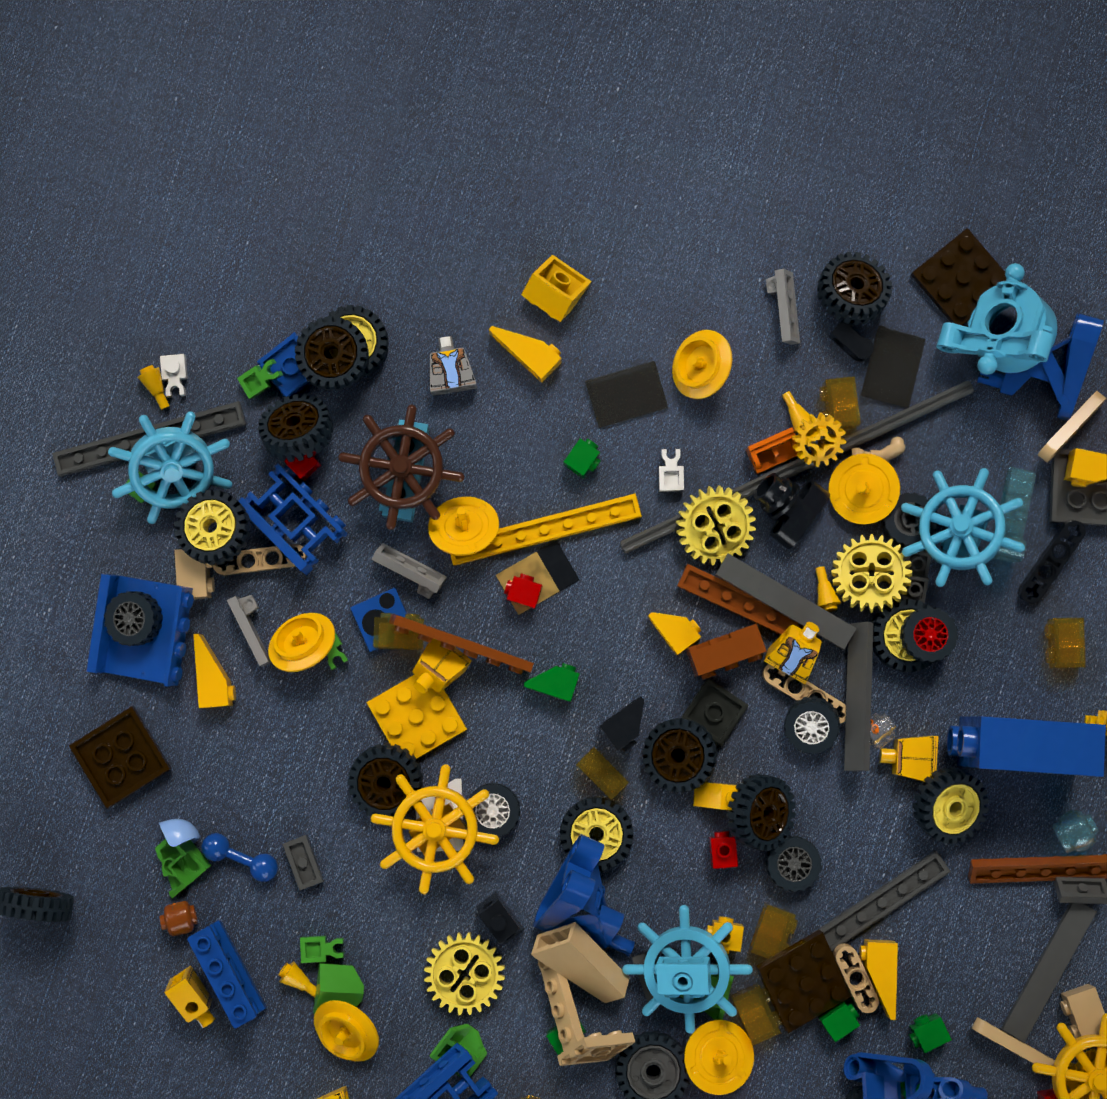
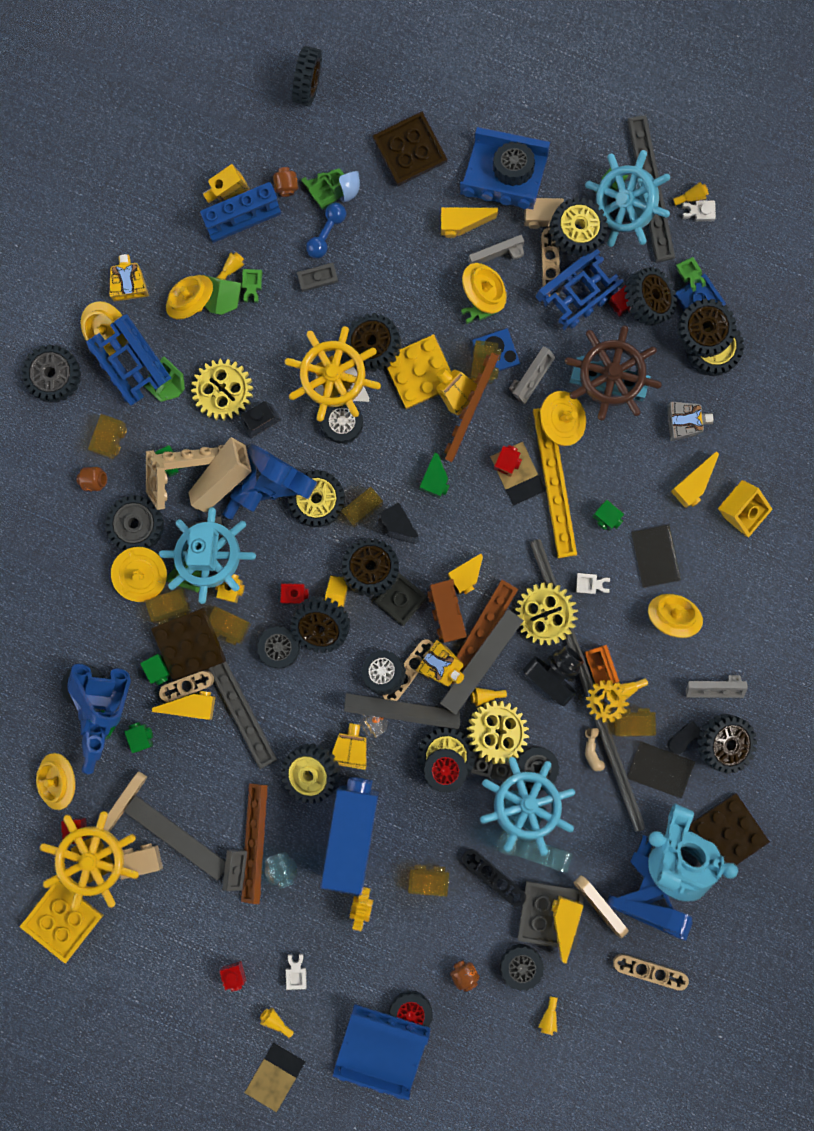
camera: 90 degrees right, 0 degrees up
(864, 488) = (565, 734): yellow piece -> none

